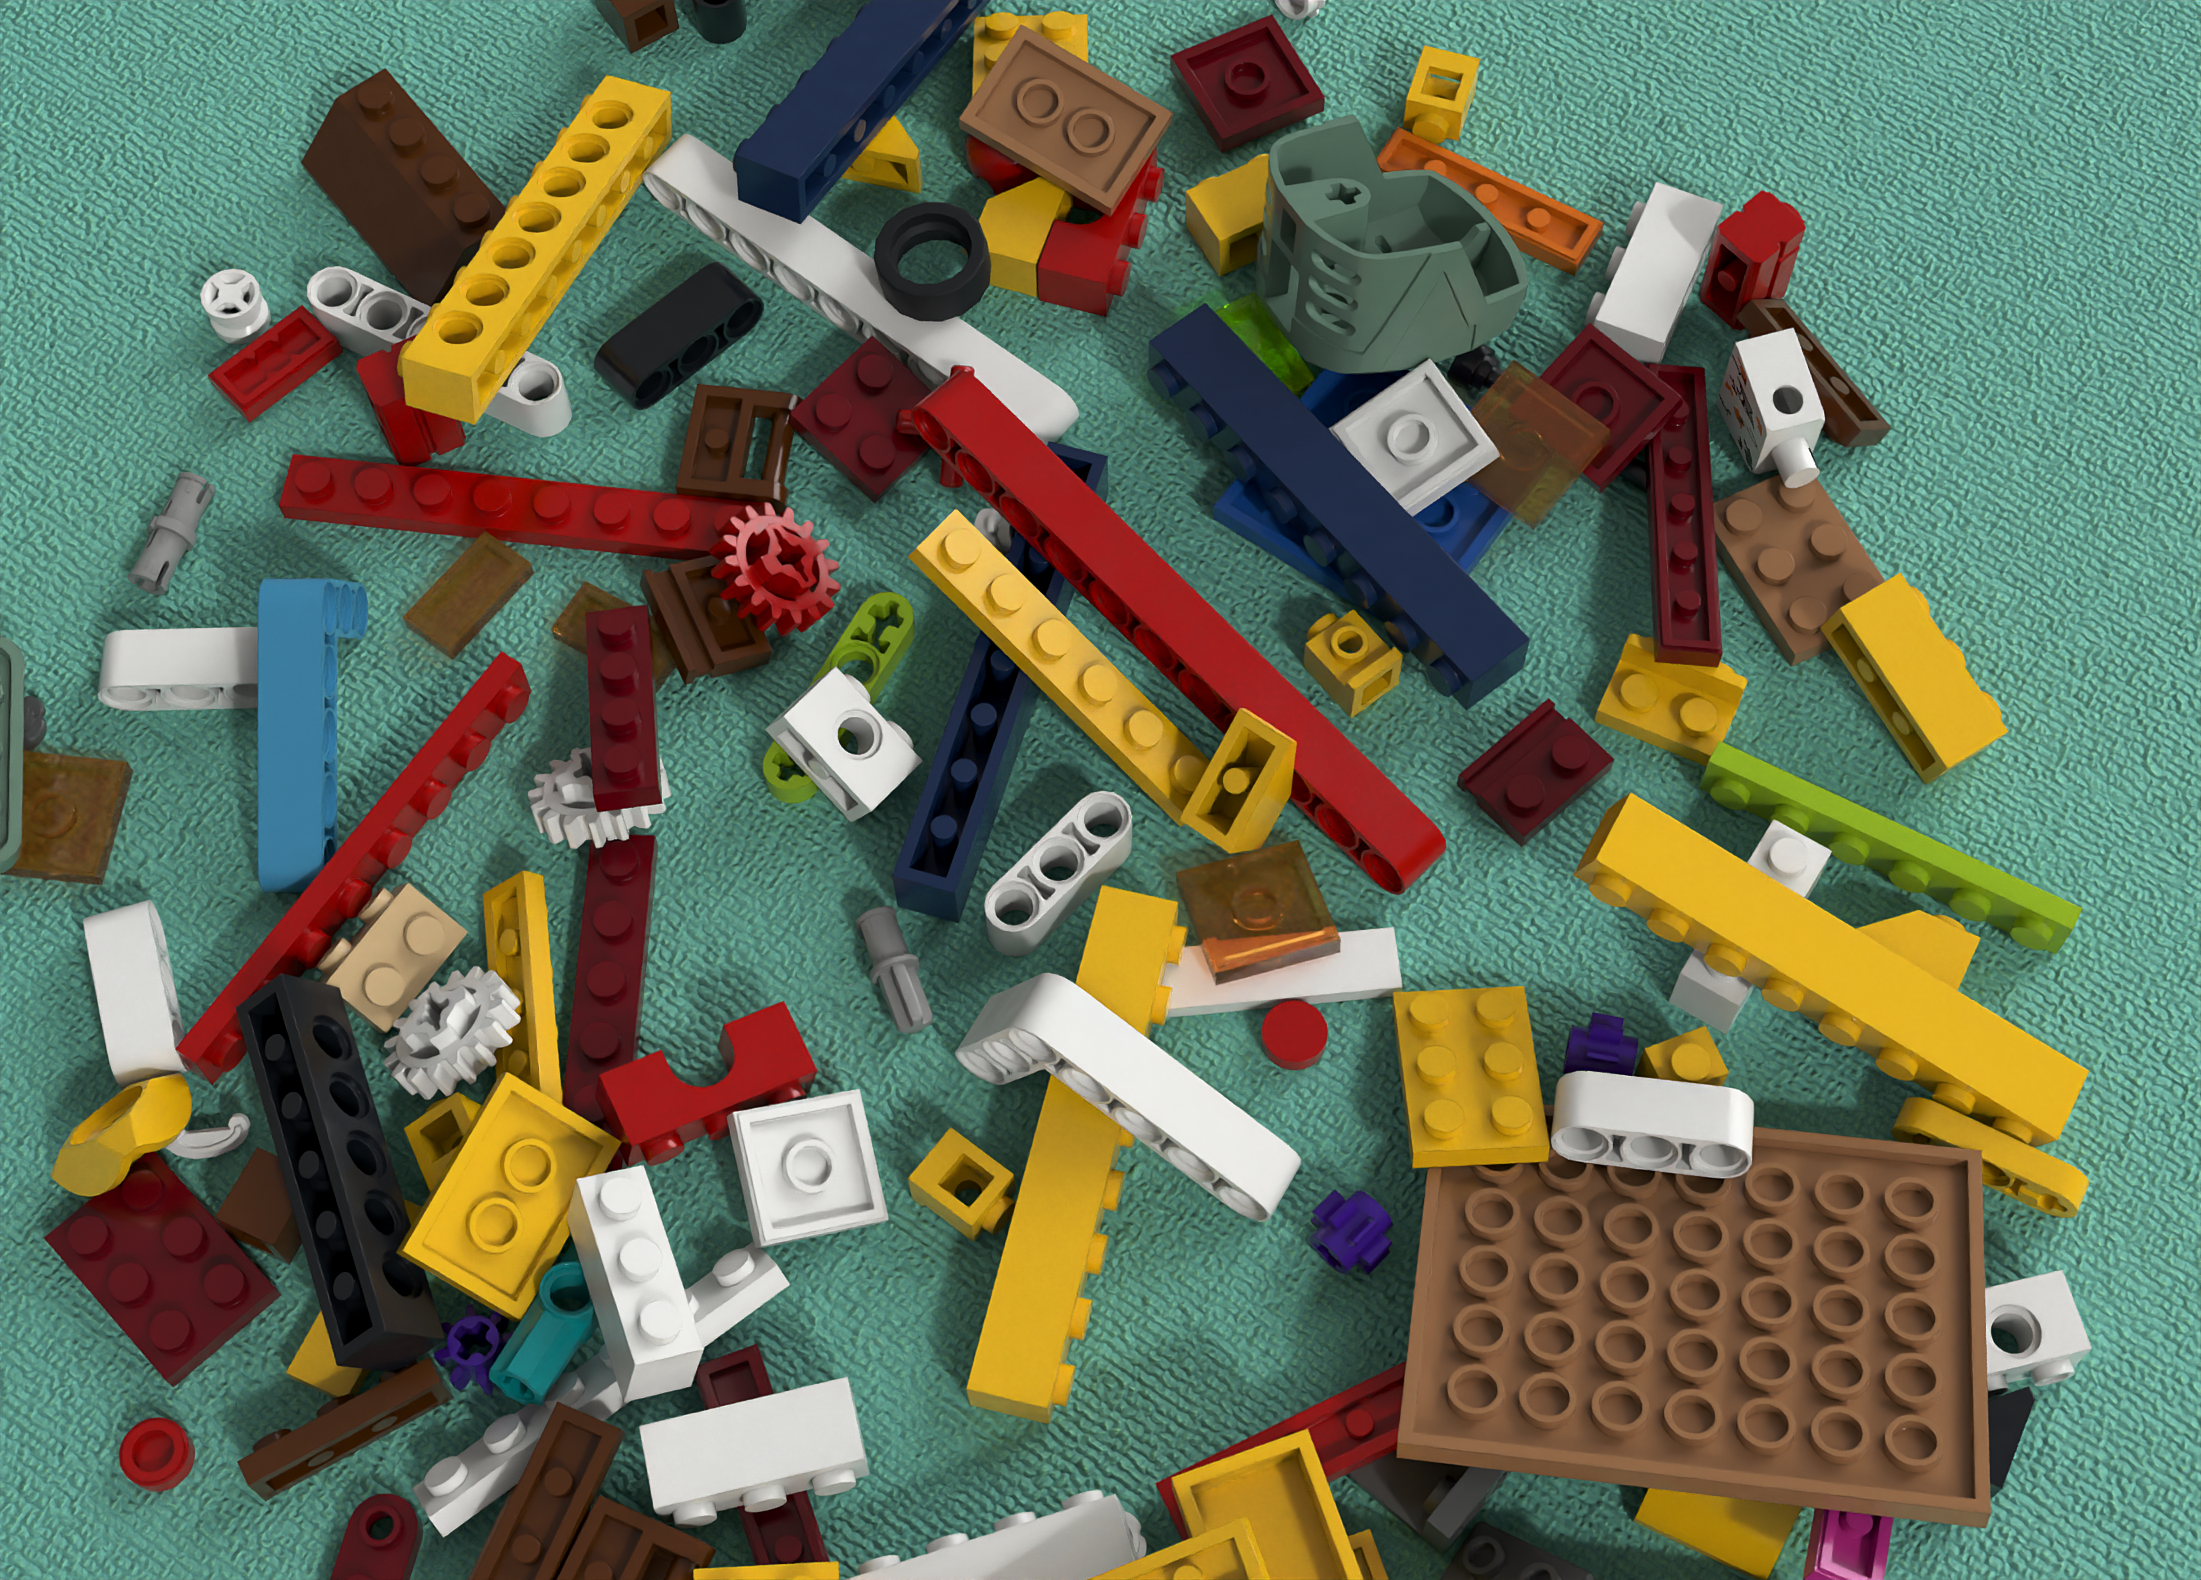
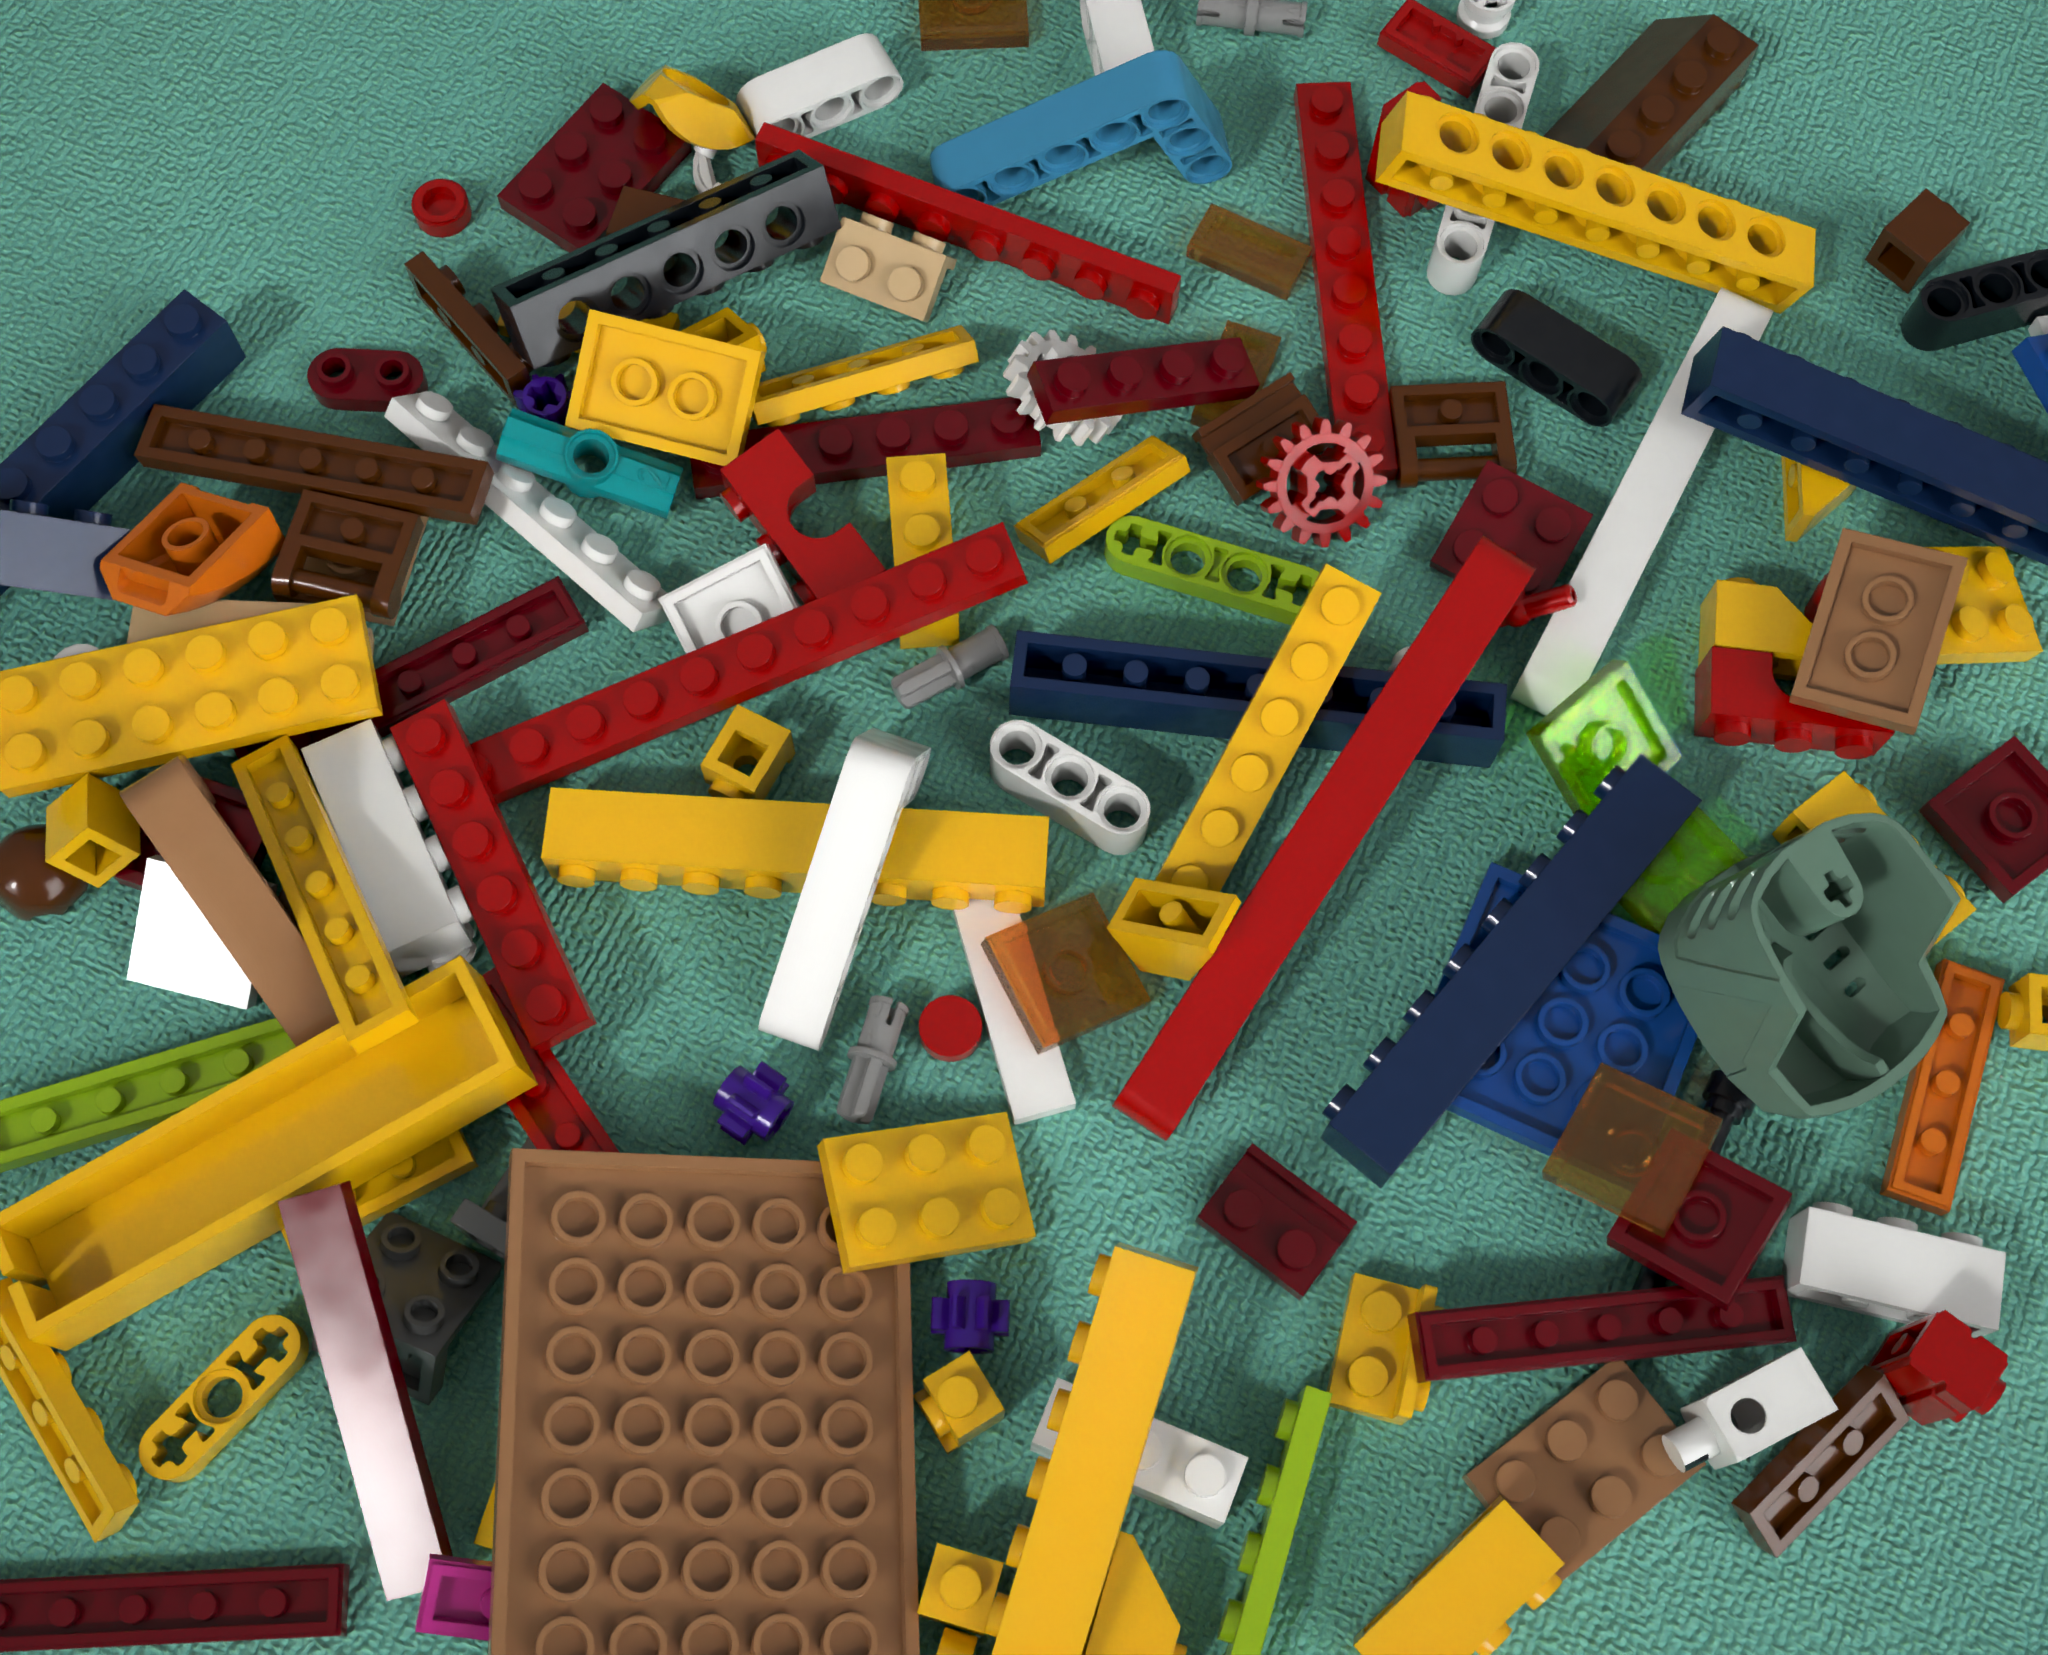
camera: 75 degrees right, 5 degrees up
(452, 1033) = (817, 322): white gear -> none
(634, 1283) = (593, 493): white brick -> none
(710, 961) = (921, 525): none -> yellow arch
(734, 787) = (1101, 498): none -> yellow tile
(754, 1453) = (473, 632): white brick -> none
(810, 738) = (1121, 593): white brick -> none
(870, 1187) = (749, 663): none -> red plate
(927, 223) = (1690, 506): black tyre -> none
(1050, 1467) = (493, 877): none -> red plate
(1109, 382) = (1597, 728): none -> clear neon green plate
(1316, 1112) = (871, 1059): none -> light grey axle
(1355, 677) = (1340, 1035): yellow brick -> none
(1416, 438) = (1605, 1037): white tile -> none
(1653, 1124) = (888, 1368): white beam -> none
(1863, 1099) = (960, 1589): none -> yellow brick

